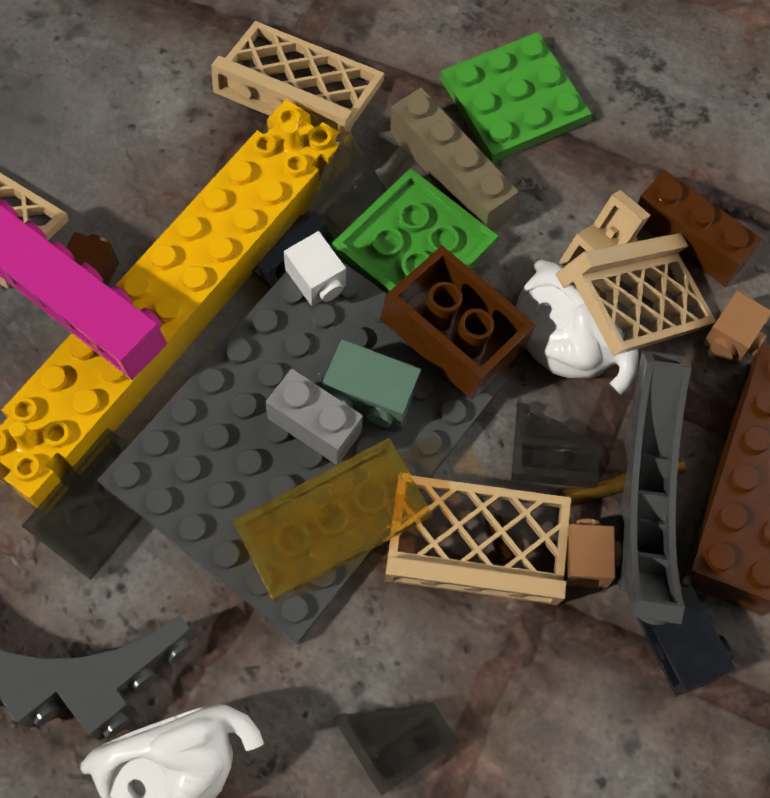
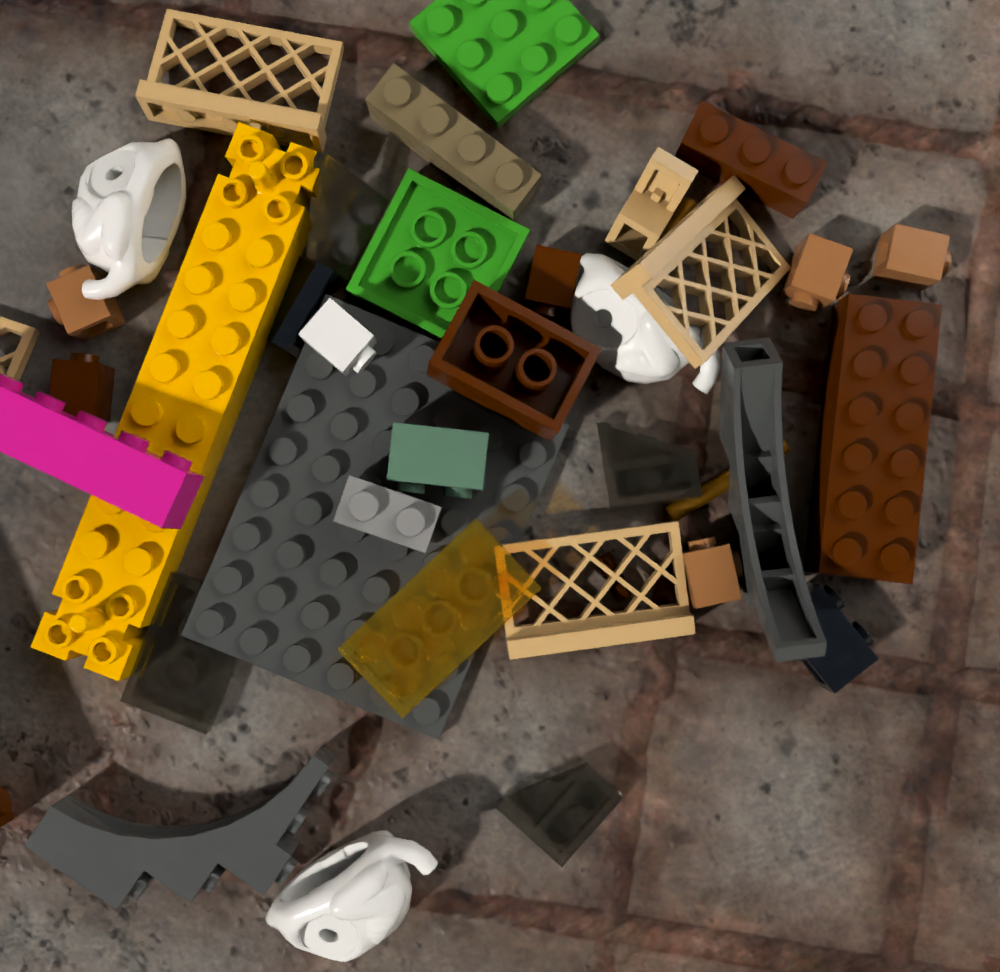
camera: 15 degrees left, 20 degrees up
(114, 203) = (82, 316): none -> medium nougat brick
(176, 146) = (129, 214): none -> white piece
(509, 272) = (552, 282): none -> reddish brown brick

